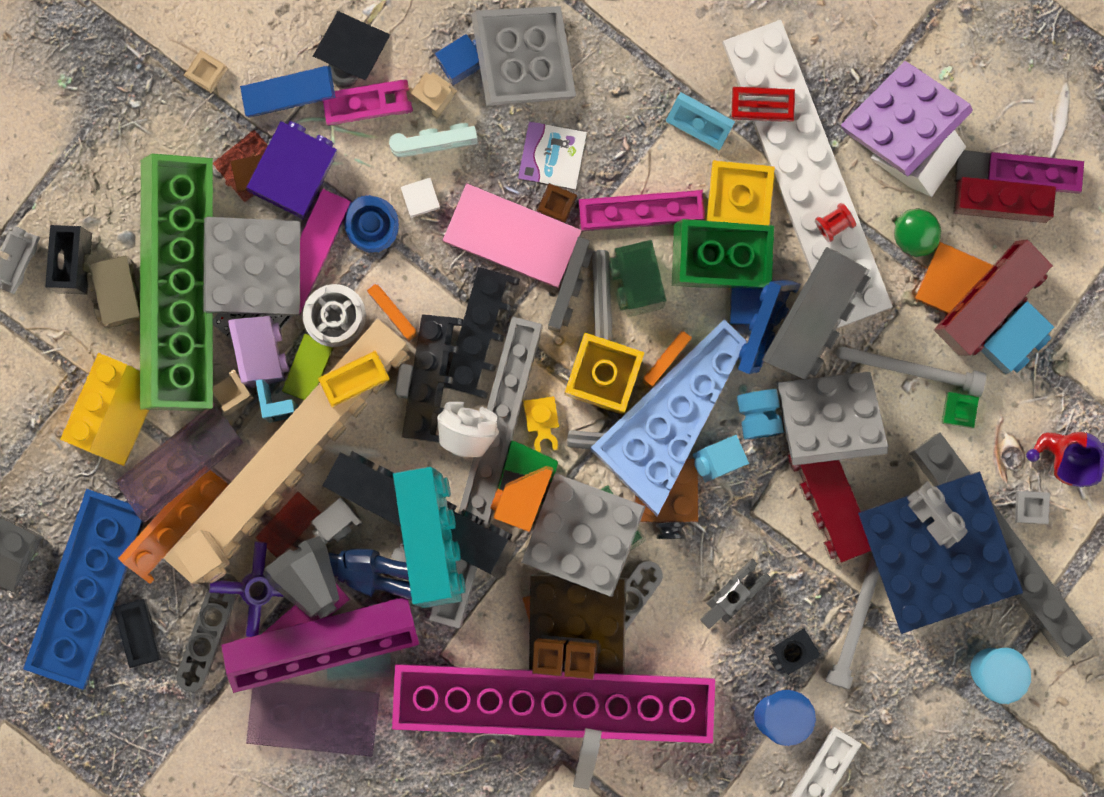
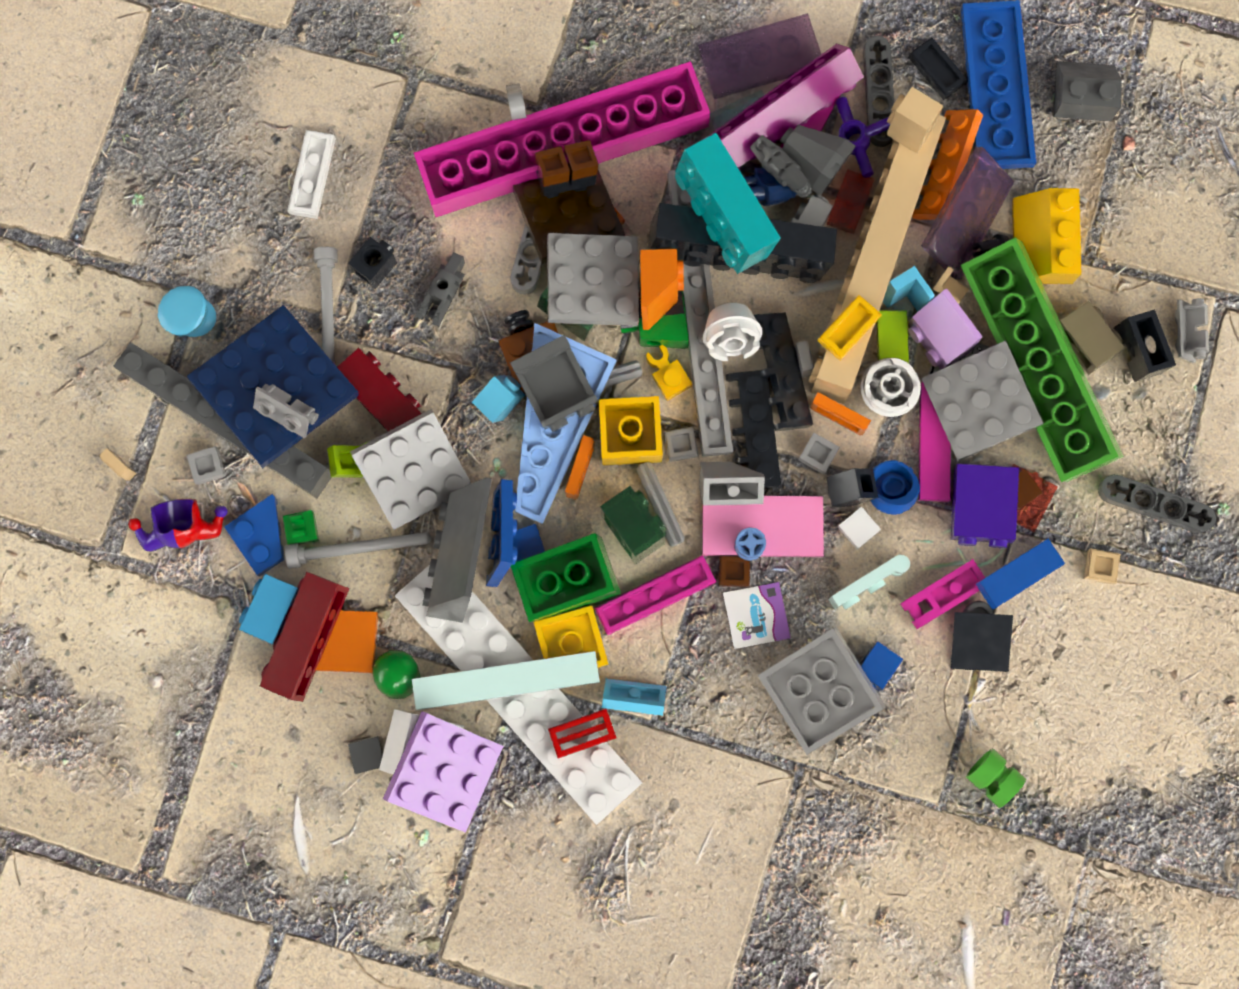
camera: 165 degrees right, 5 degrees down
(126, 109) = (1156, 506): none -> dark grey beam
(173, 420) = (988, 245): none -> black pin
(347, 579) = (781, 166): none -> dark grey hinge
(412, 234) = (852, 487): none -> black brick
(429, 283) = (818, 453): none -> light grey plate
(433, 92) = (888, 625): tan window -> none
(529, 283) = (730, 484): none -> light grey slope
(533, 212) = (750, 538): none -> medium blue wheel
(558, 347) = (681, 444): none -> light grey tile
(571, 285) = (692, 500): dark grey plate -> none
(661, 442) = (555, 383): none -> dark grey panel
(760, 414) = (476, 447): dark azure wheel -> none
(785, 717) = (360, 206): piece -> none
(816, 180) = (505, 680): none -> light aqua tile
(835, 222) = (473, 646): red bush -> none
(895, 461) = (342, 462): none -> lime bracket
(1003, 418) = (258, 535): none -> blue wing
(1004, 200) = (325, 733): dark red brick -> none
(1062, 173) = (305, 772): magenta plate -> none

